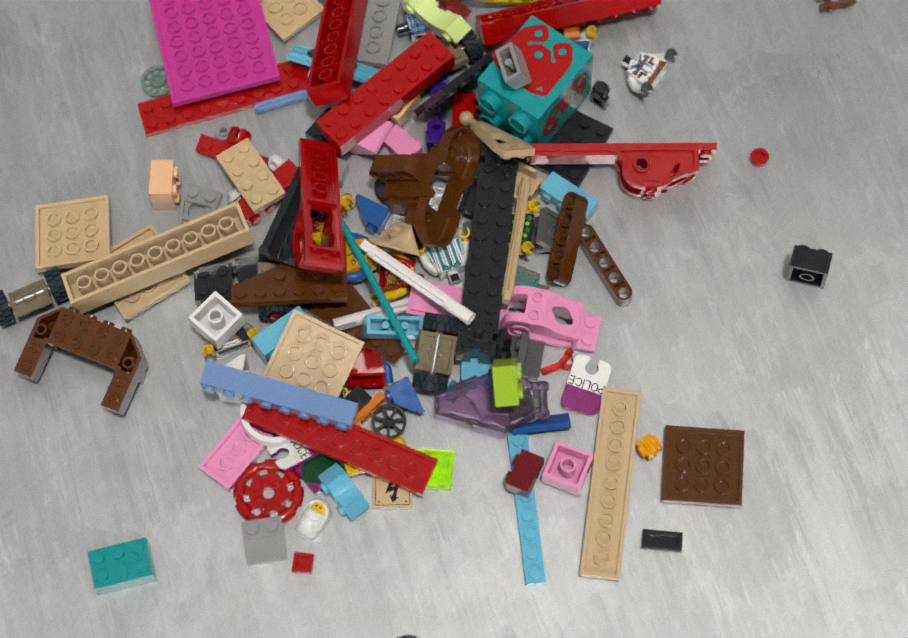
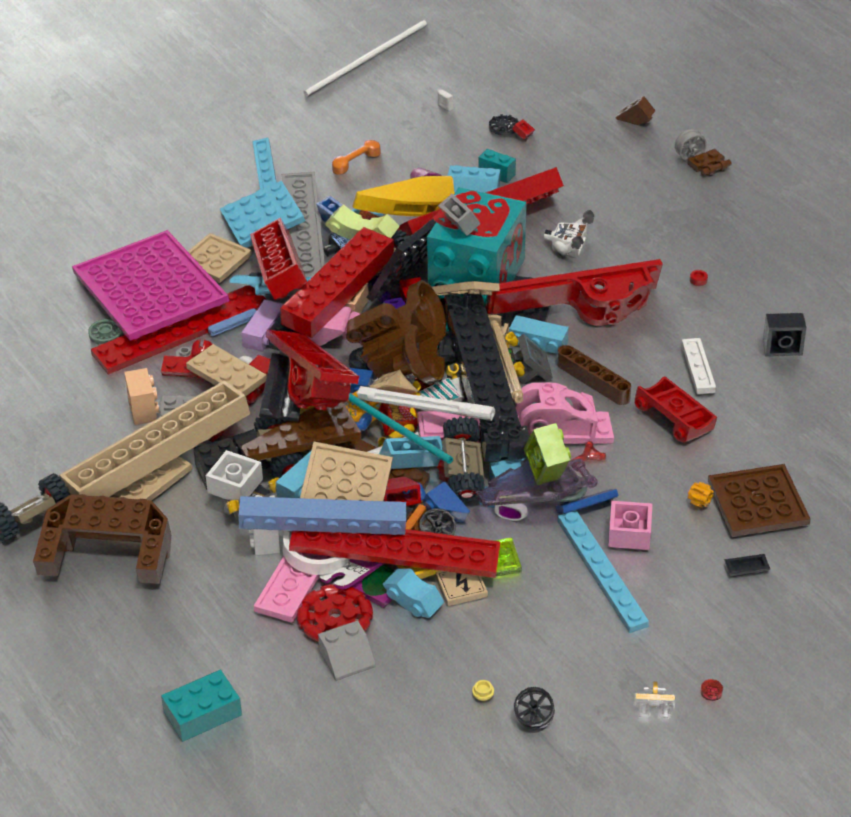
camera: 20 degrees left, 25 degrees down
(72, 232) = (55, 449): tan plate -> none
(302, 118) = (255, 332): none -> lavender brick
(303, 563) = (393, 664): red tile -> none
(313, 519) = (390, 624): white piece -> none
(371, 617) = (483, 690): none -> light yellow plate
(524, 473) = (591, 535): dark red brick -> none
(567, 238) = (551, 351): reddish brown beam -> none
(584, 390) = (617, 470): piece -> none
(599, 94) = (535, 262): black plate -> none
(610, 484) = (677, 534): tan plate -> none
(666, 333) = (688, 414): none -> red piece
(711, 279) = (698, 366): none -> white plate

